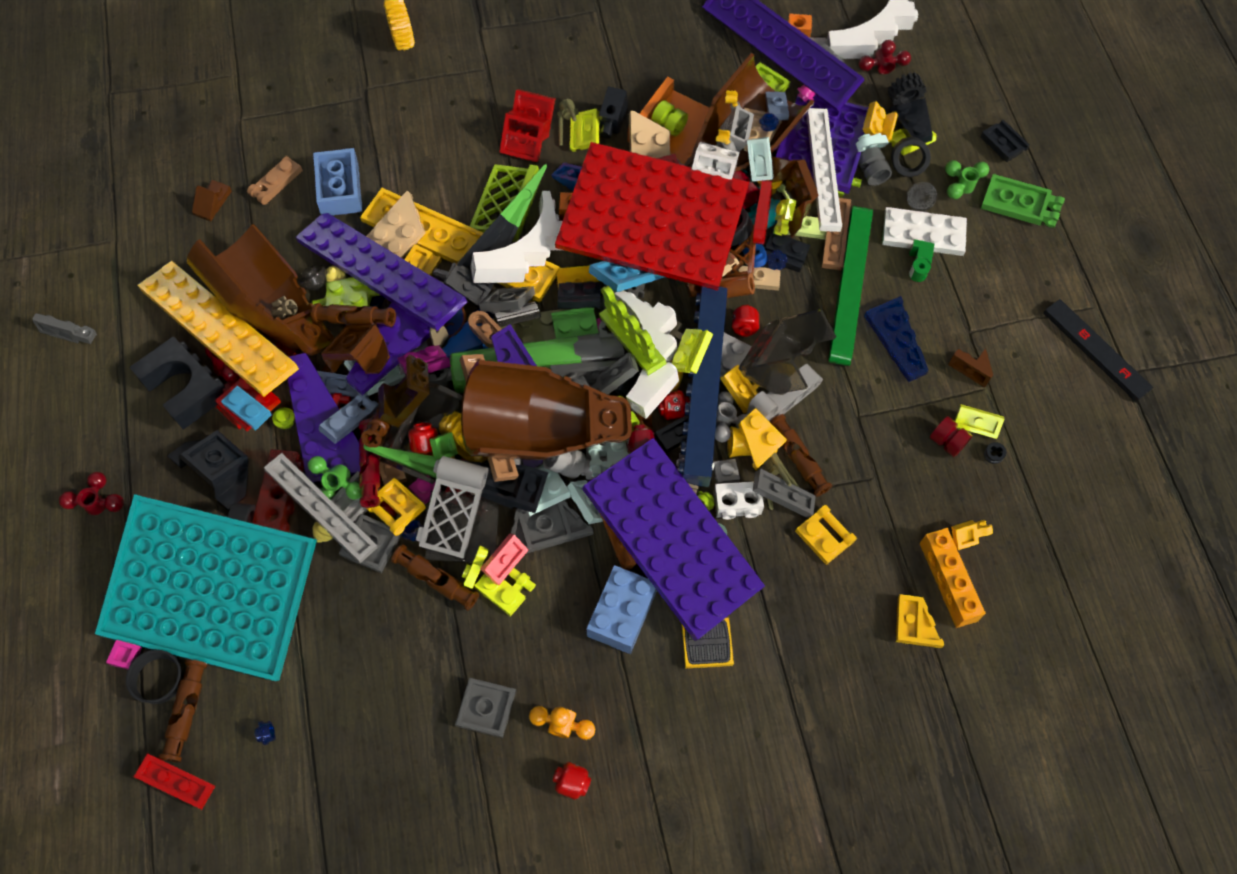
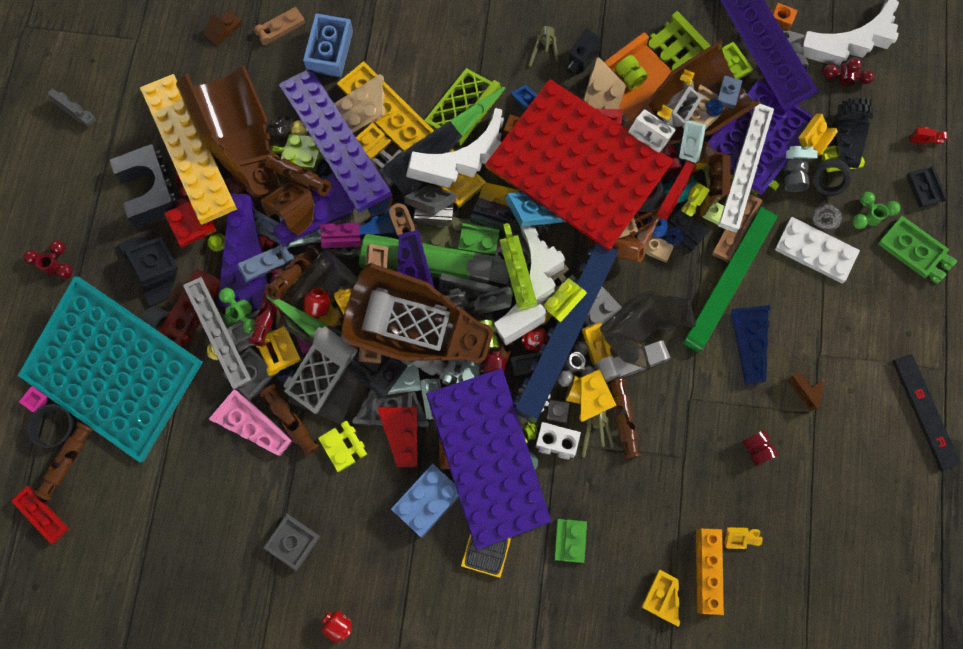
camera: 20 degrees right, 10 degrees up
(246, 408) = (185, 229): dark azure plate -> none
(265, 732) = (119, 500): clear blue plate -> none
(283, 308) = (246, 148): dark tan gear -> none
(390, 595) = (249, 422): none -> bright pink wing
(399, 402) = (313, 263): dark brown panel -> none
(443, 445) = (329, 316): bright green plate -> none
(472, 571) = (319, 426): neon yellow plate -> none
(502, 424) = (380, 310): none -> light grey piece
(504, 559) = (347, 427): coral plate -> none
(527, 125) = (505, 41): red bracket -> none
(562, 722) = (346, 576): light orange piece -> none
(567, 547) = (402, 433): none -> red wing
(584, 130) = (554, 61): neon yellow plate -> none
(711, 72) = (688, 37): none -> lime fence
(745, 320) = (625, 283): red head -> none
(779, 492) = (591, 446): dark grey plate -> none
(793, 599) = (570, 540): none -> bright green plate
(805, 93) = (761, 86): dark pink plate -> none
(820, 539) = (613, 497): yellow plate -> none
(922, 262) = (803, 277): green leg -> none
(979, 421) = (791, 442): neon yellow plate -> none
(982, 94) = (926, 135): none -> red plate
(995, 459) = (796, 468): black bush -> none

